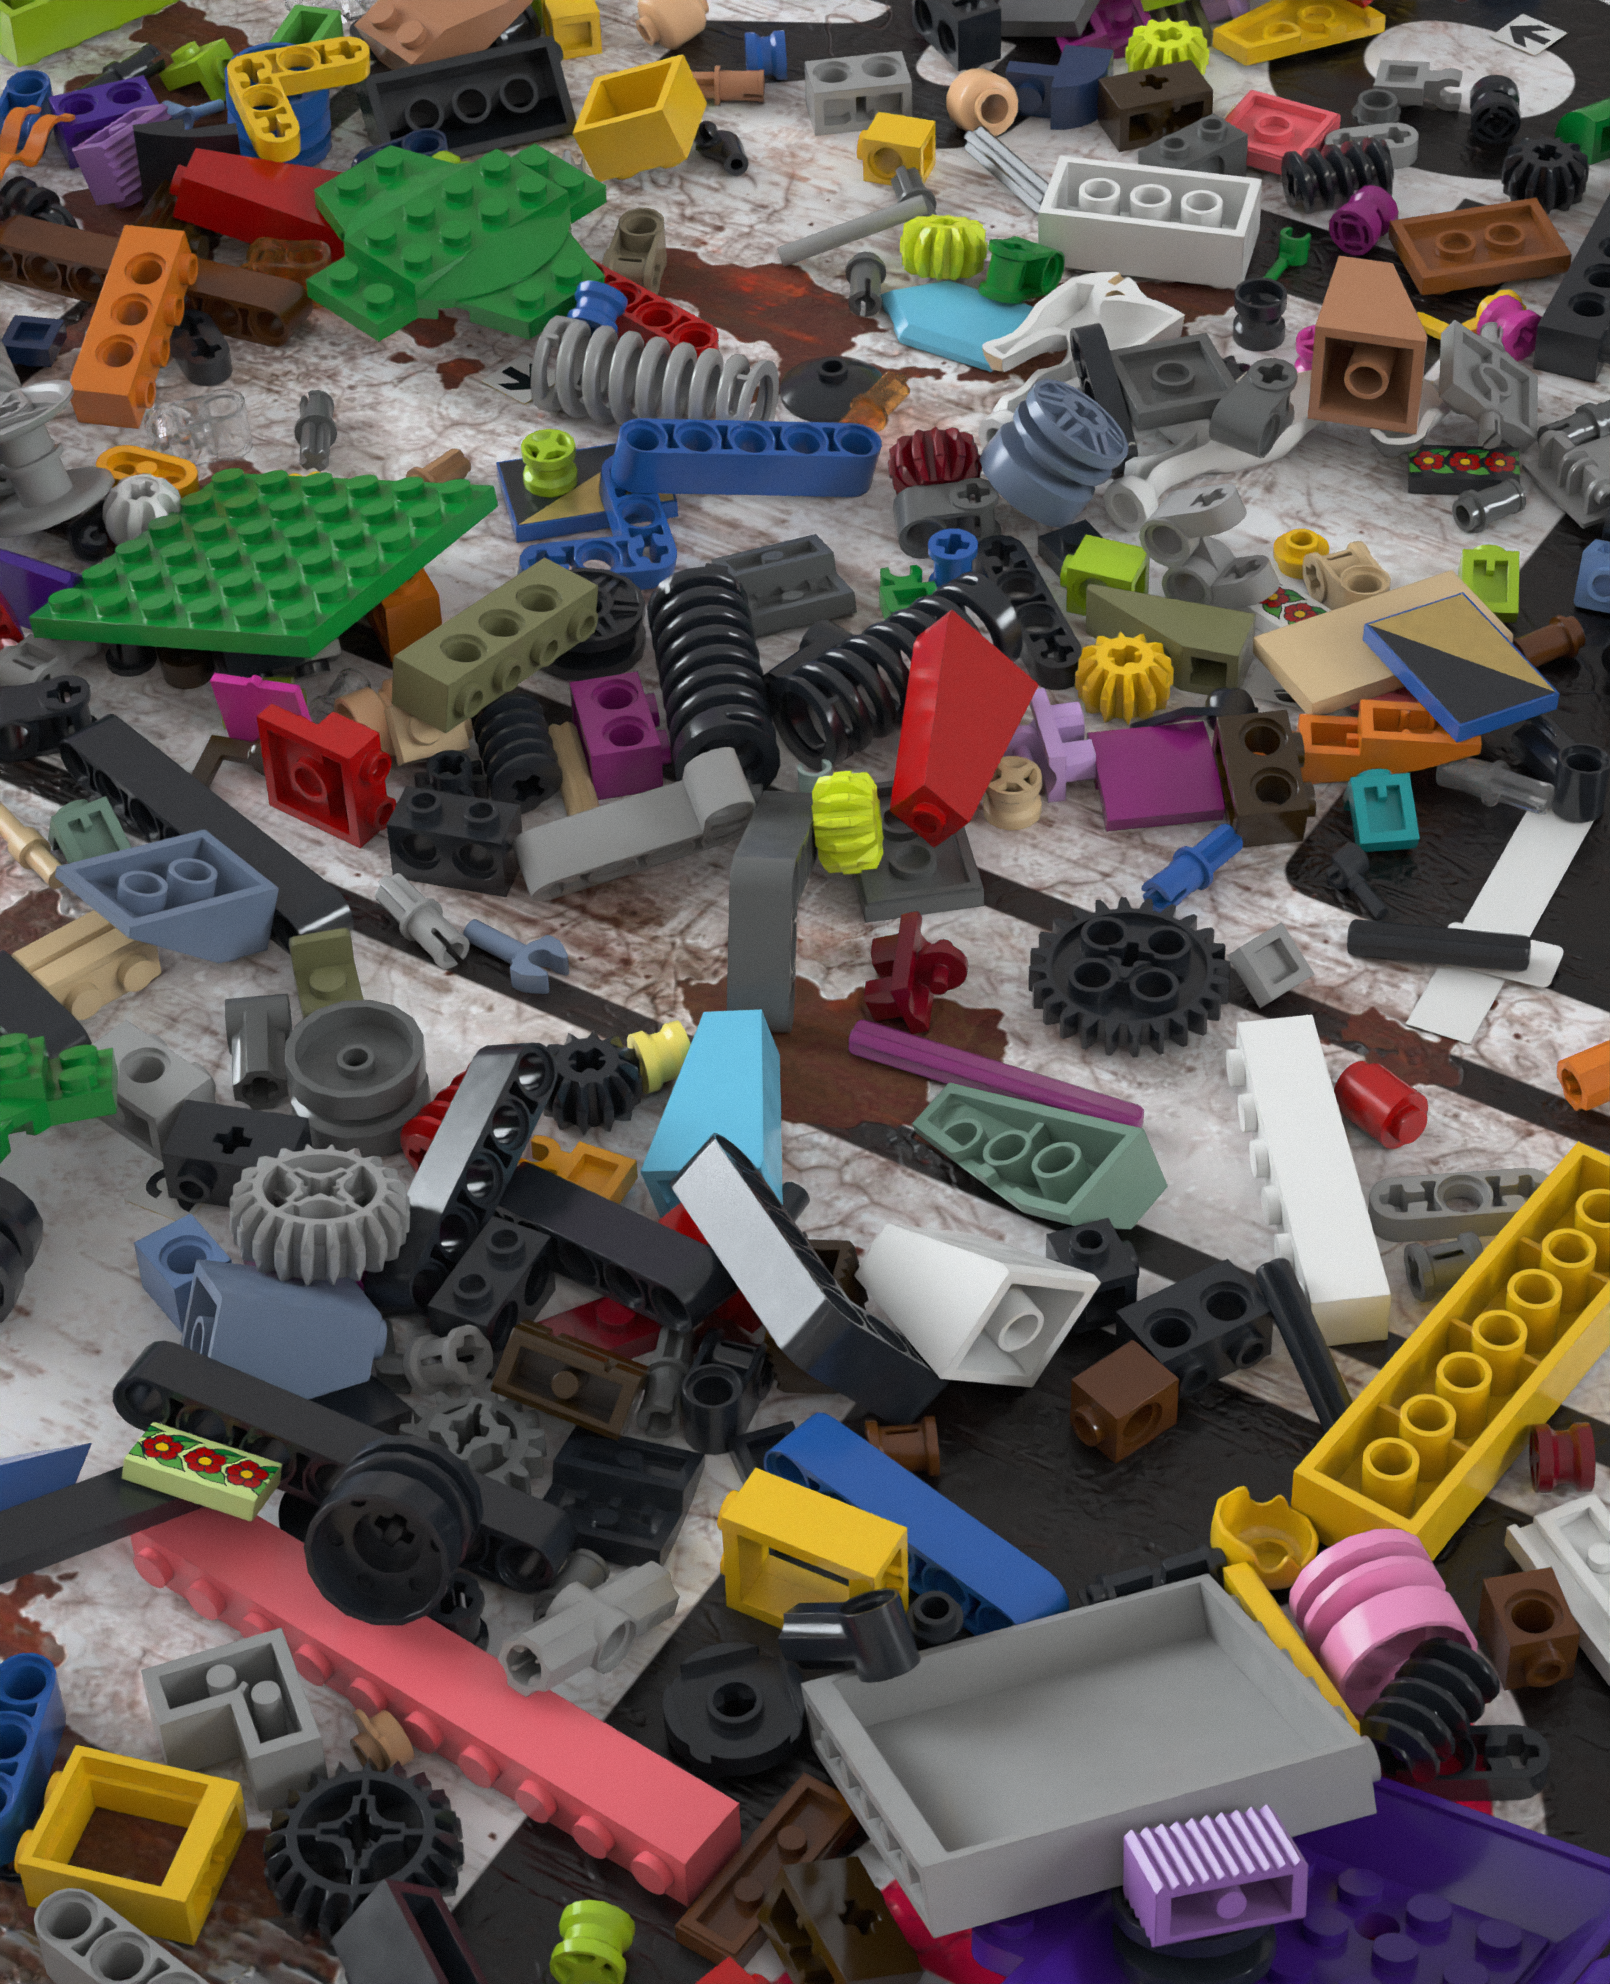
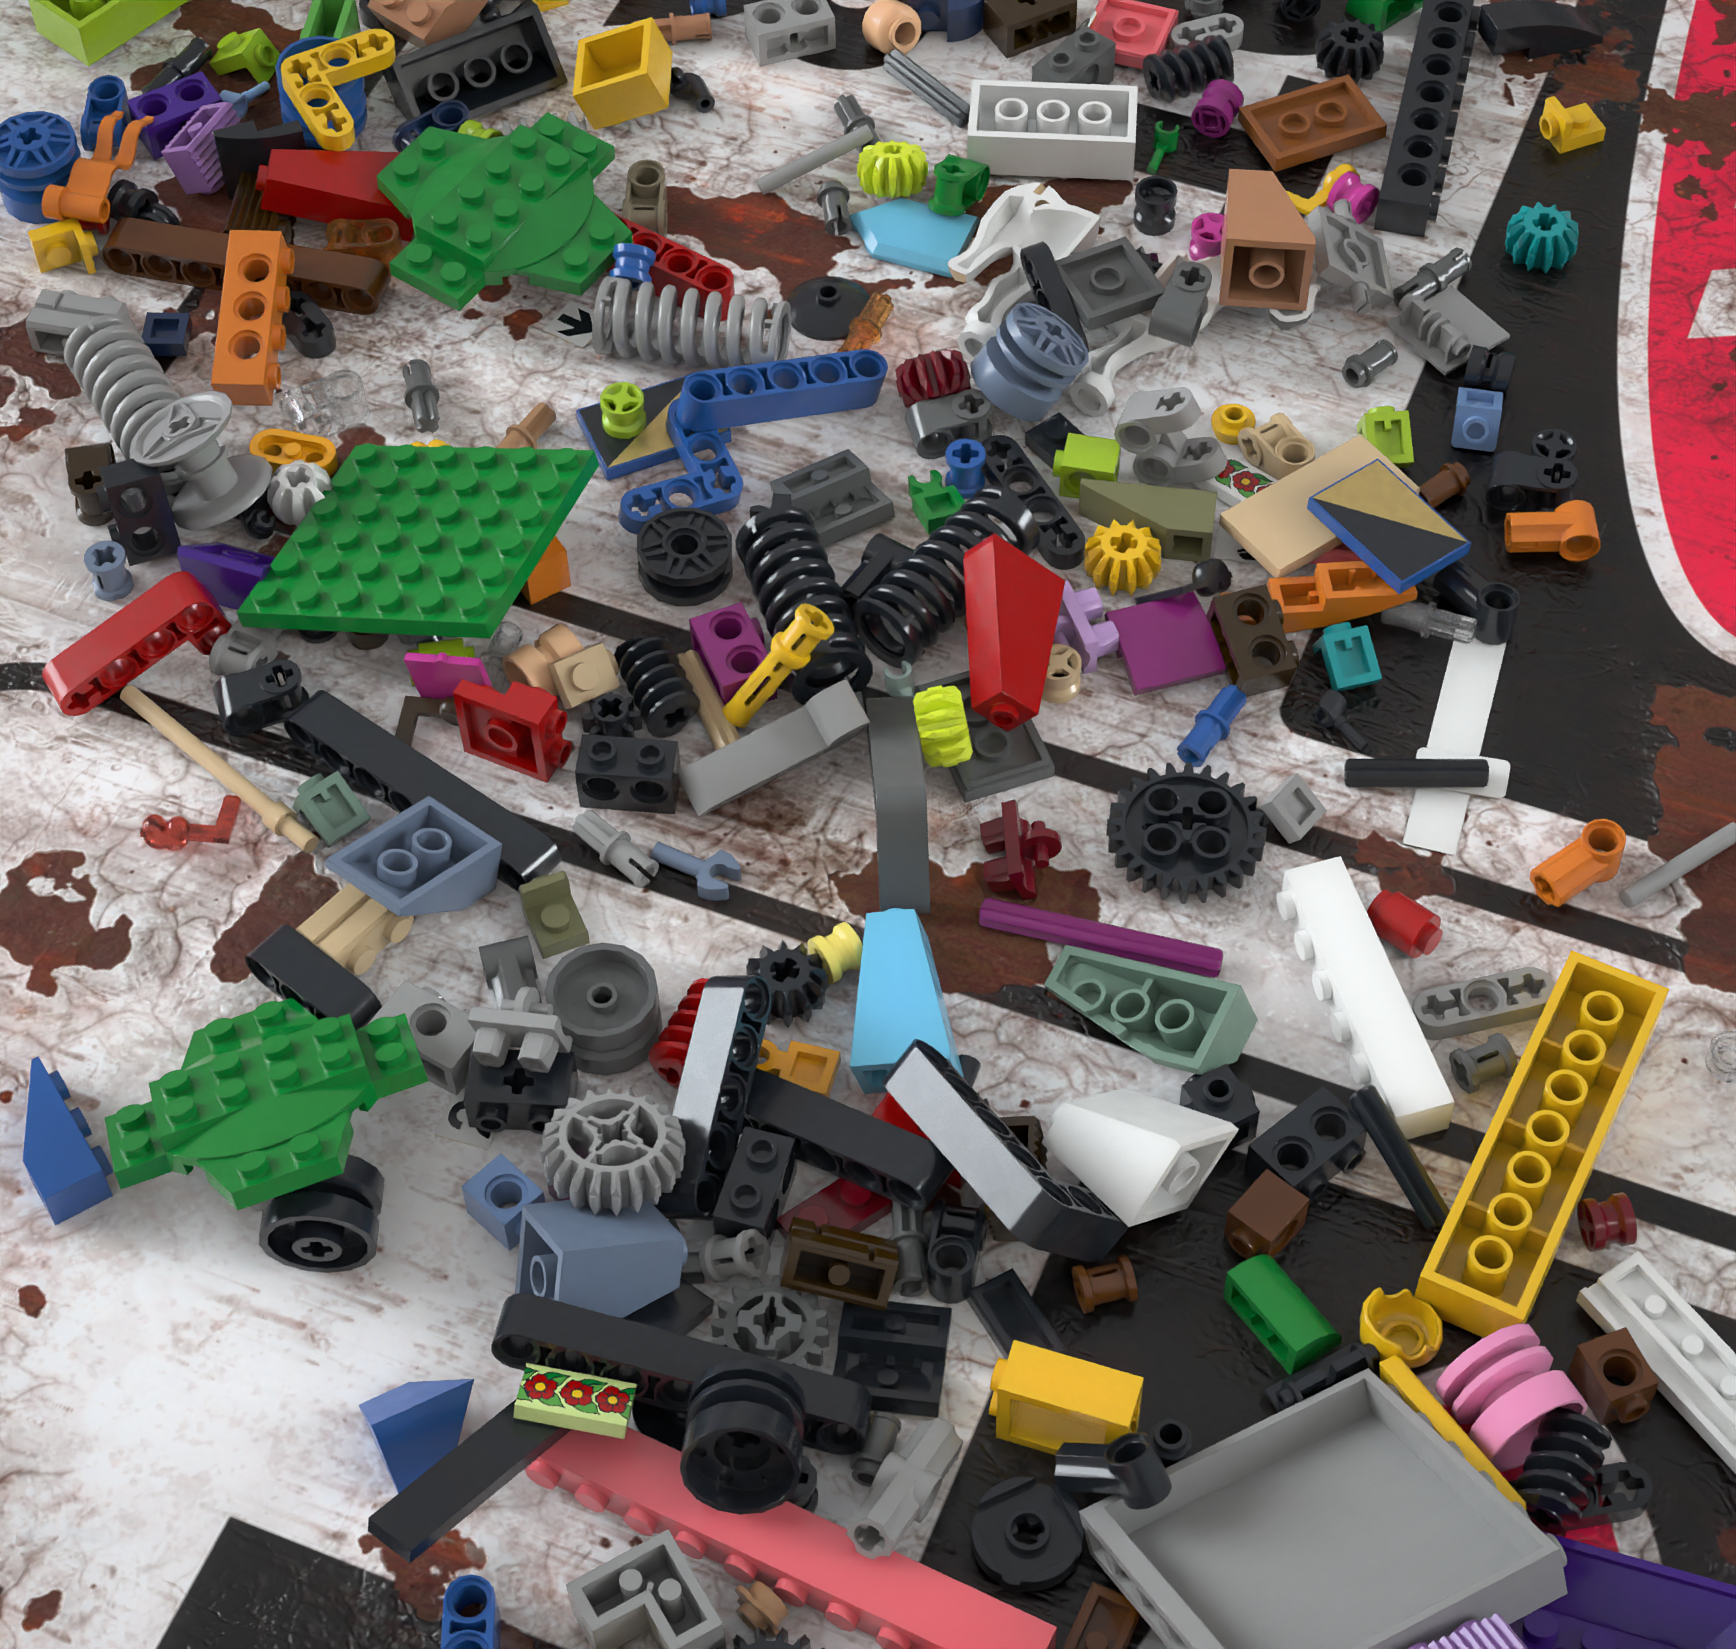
camera: 10 degrees left, 10 degrees up
(245, 1075) = (519, 1024): none -> light grey hips
(494, 645) = (628, 599): olive brick -> none
(673, 717) = (786, 654): none -> yellow pin
(896, 142) = (832, 75): yellow brick -> none
(945, 1544) = (1175, 1381): blue beam -> none
(1113, 1504) = (1279, 1313): none -> green brick
(1460, 468) = (1341, 332): tile -> none

